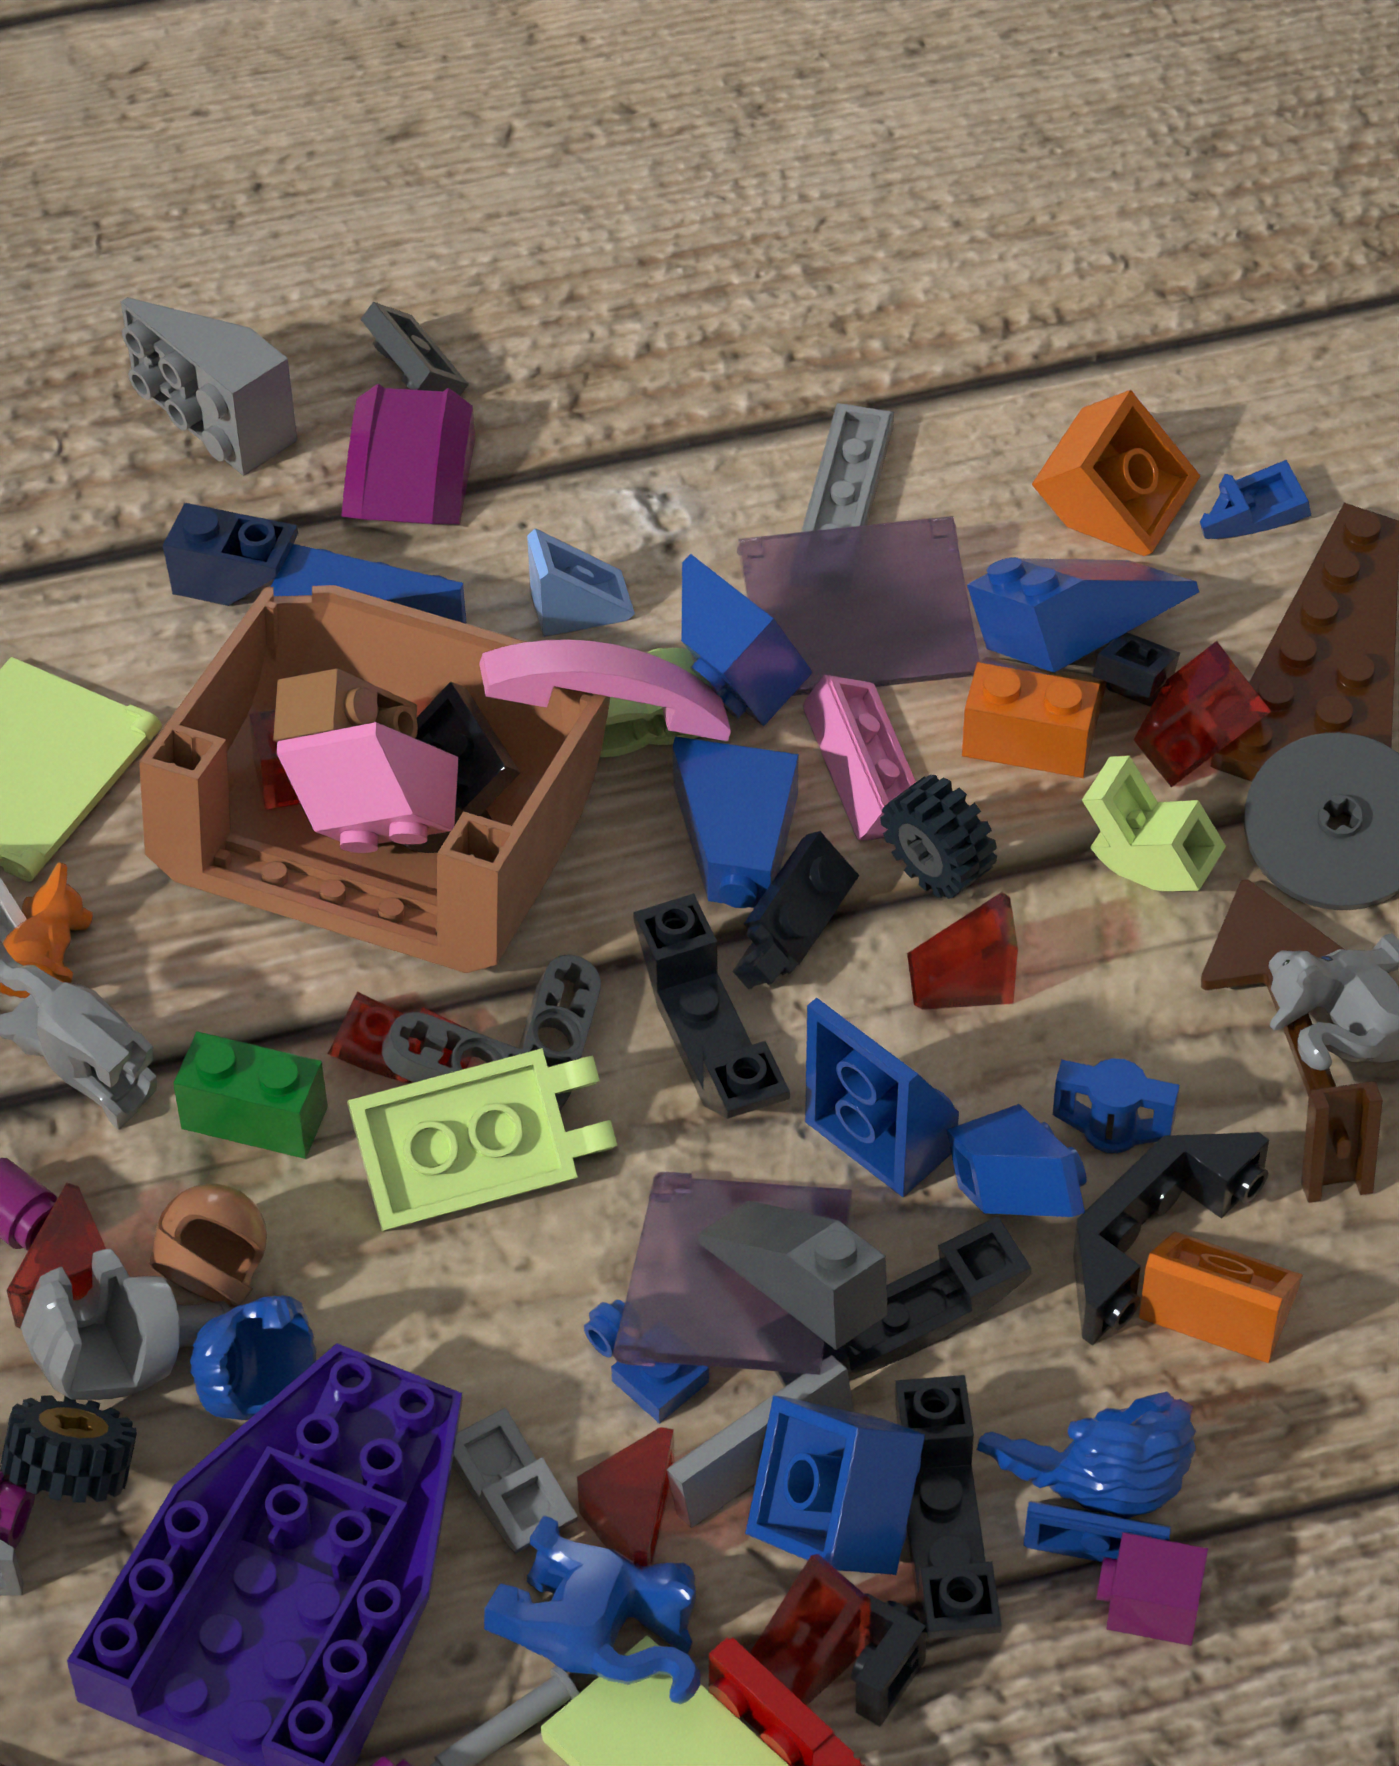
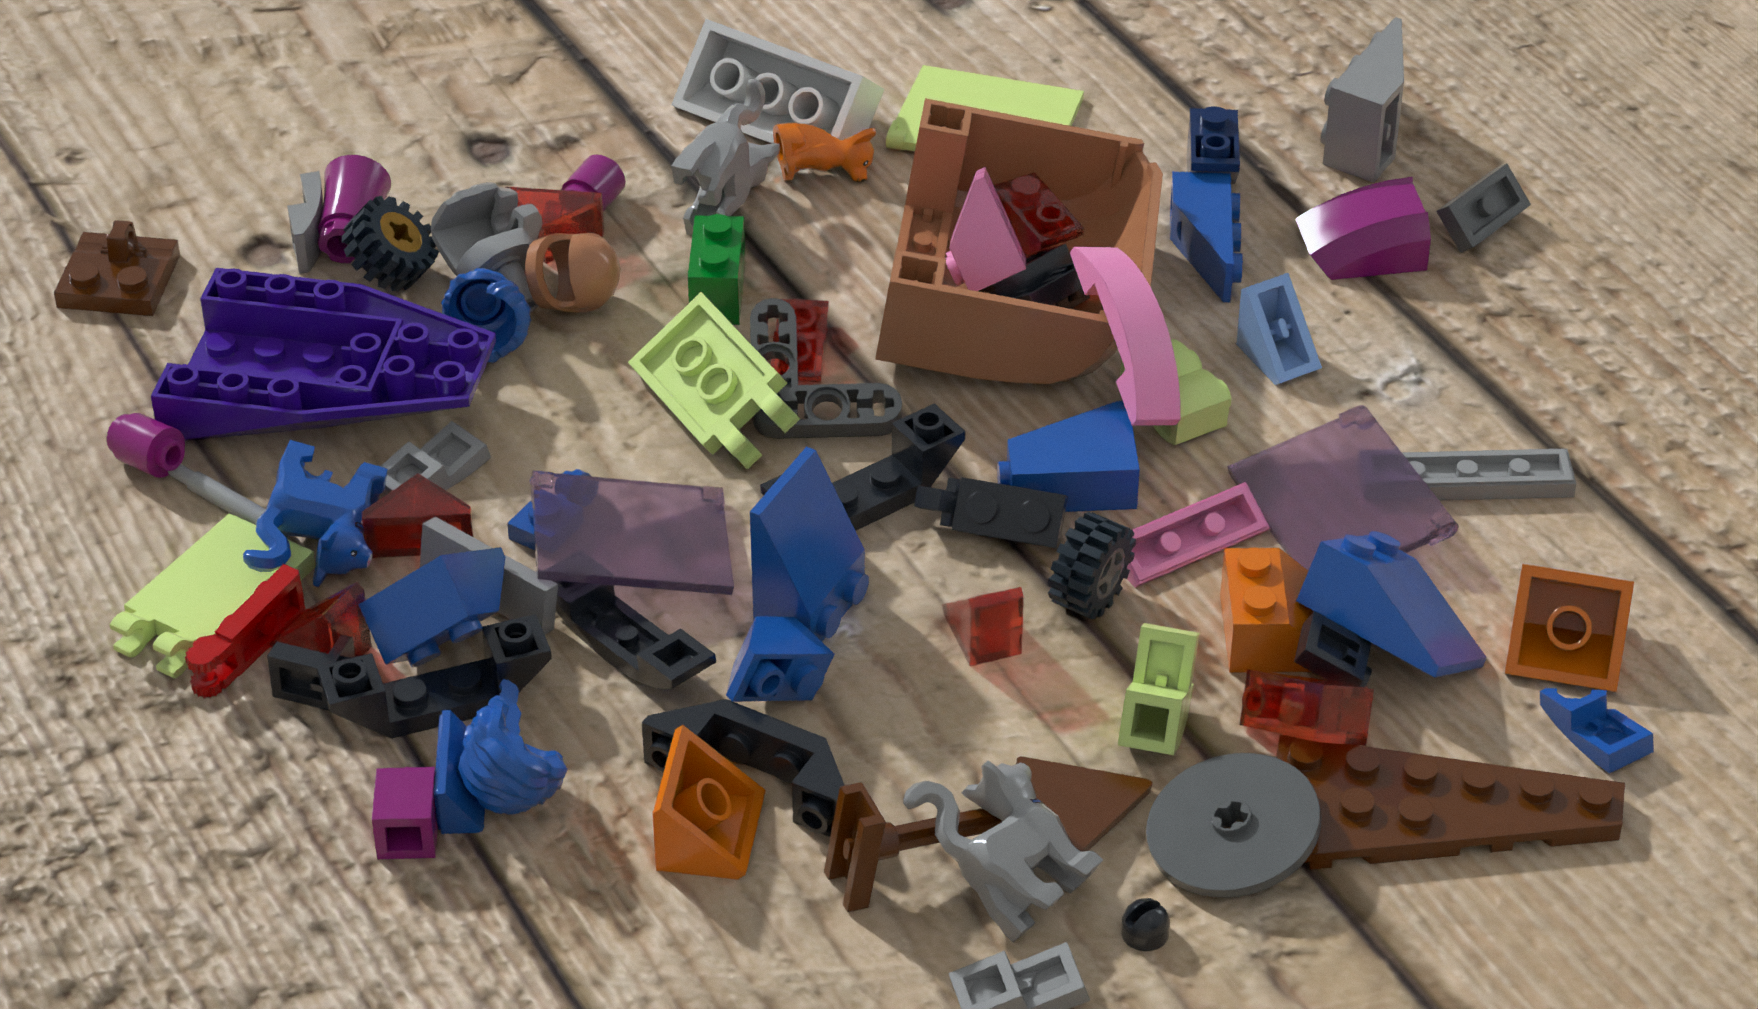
camera: 75 degrees right, 10 degrees down
(337, 701) = (1028, 203): medium nougat slope -> none
(737, 645) = (1236, 408): blue slope -> none
(805, 1266) = (617, 545): dark grey slope -> none
(1116, 1089) = (860, 704): blue piece -> none

